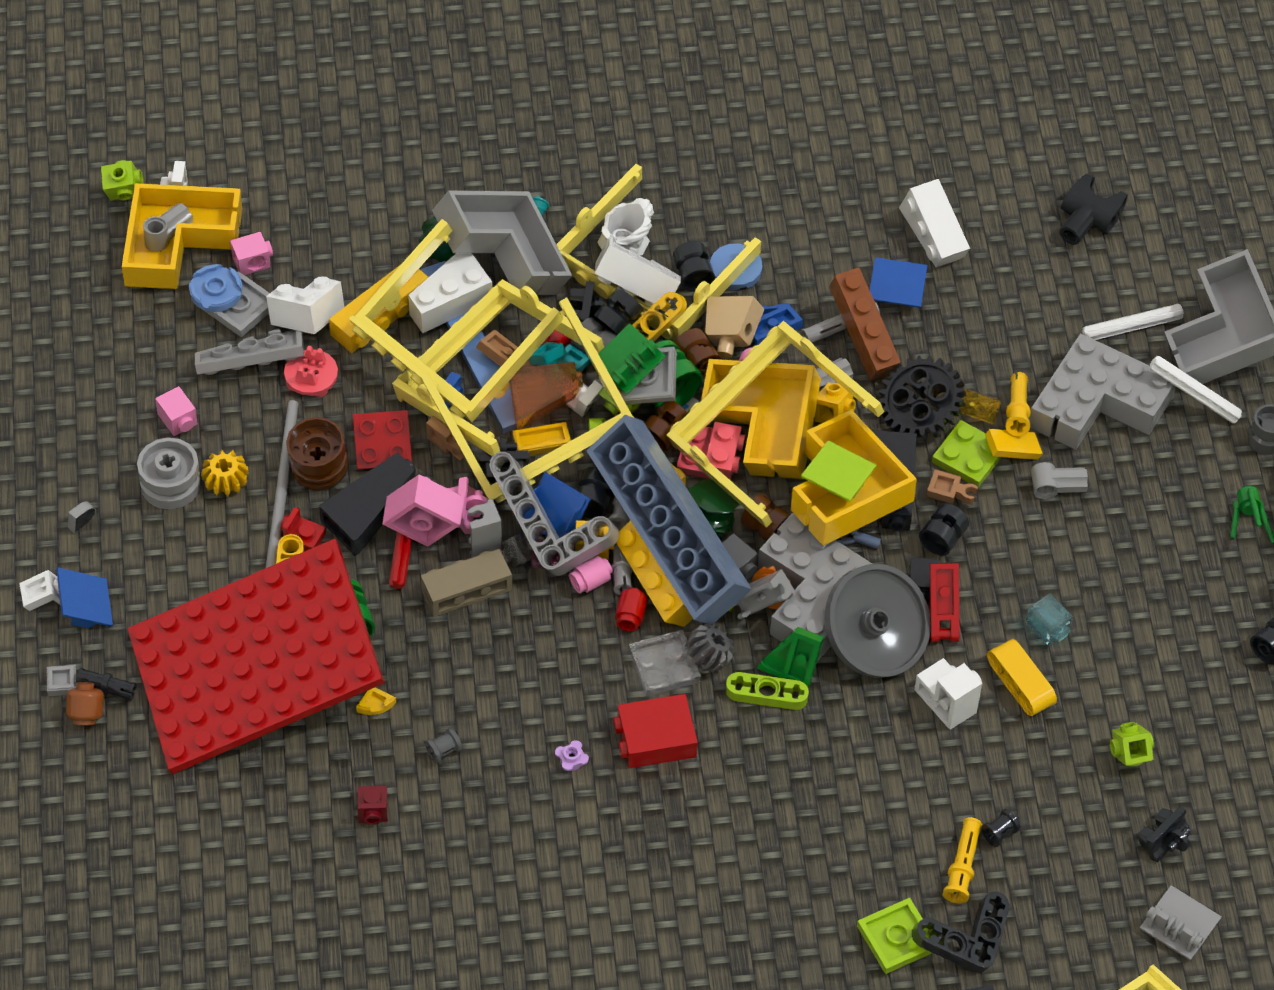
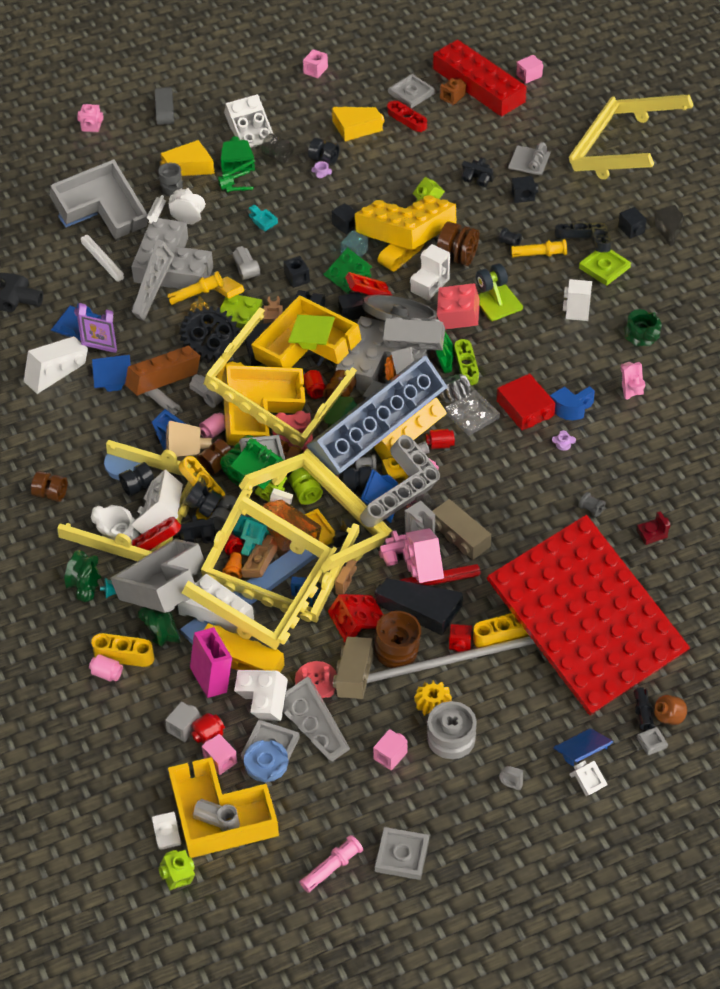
camera: 105 degrees left, 5 degrees down
(41, 385) = (402, 853): none -> light grey plate
(66, 327) = (338, 857): none -> bright pink pin
(287, 249) = (207, 728): none -> red head
(295, 398) = (354, 667): none -> dark tan brick
(306, 228) = (180, 721): none -> light grey brick
(362, 257) = (210, 662): none -> dark pink brick
(419, 180) = (105, 668): none -> bright pink brick
(447, 179) = (124, 649): none -> yellow beam
(512, 330) = (234, 565): none -> orange cone
(558, 179) = (83, 574): none -> dark green piece
(585, 257) = (157, 534): none -> red beam
(628, 782) = (572, 406): none -> blue brick
(636, 867) = (632, 379): none -> bright pink hips
(718, 178) = (49, 486): none -> reddish brown wheel
(740, 931) = (642, 328): none -> dark green piece
(782, 494) = (314, 384): none -> red brick
(797, 599) = (414, 332): none -> light grey brick
(830, 867) = (578, 300): none -> white brick
(868, 703) = (458, 306): none -> coral brick
(877, 765) = (496, 301): none -> lime plate
(974, 278) = (96, 332): none -> medium lavender flag
(997, 740) = (459, 242): none -> reddish brown wheel
(1001, 601) = (347, 262): none -> green hinge
(1010, 536) = (296, 271): none -> black brick
(1015, 272) = (68, 322): none -> blue piece
(1037, 342) = (154, 275): none -> light grey wing
(1053, 686) = (405, 226): none -> yellow piece
(1105, 883) = (523, 189): none -> black brick
(1115, 625) = (344, 218): none -> black brick
(1150, 527) = (263, 219): none -> teal plate
(1198, 430) = (186, 206): none -> white piece
(1241, 624) = (321, 169): none -> lavender plate

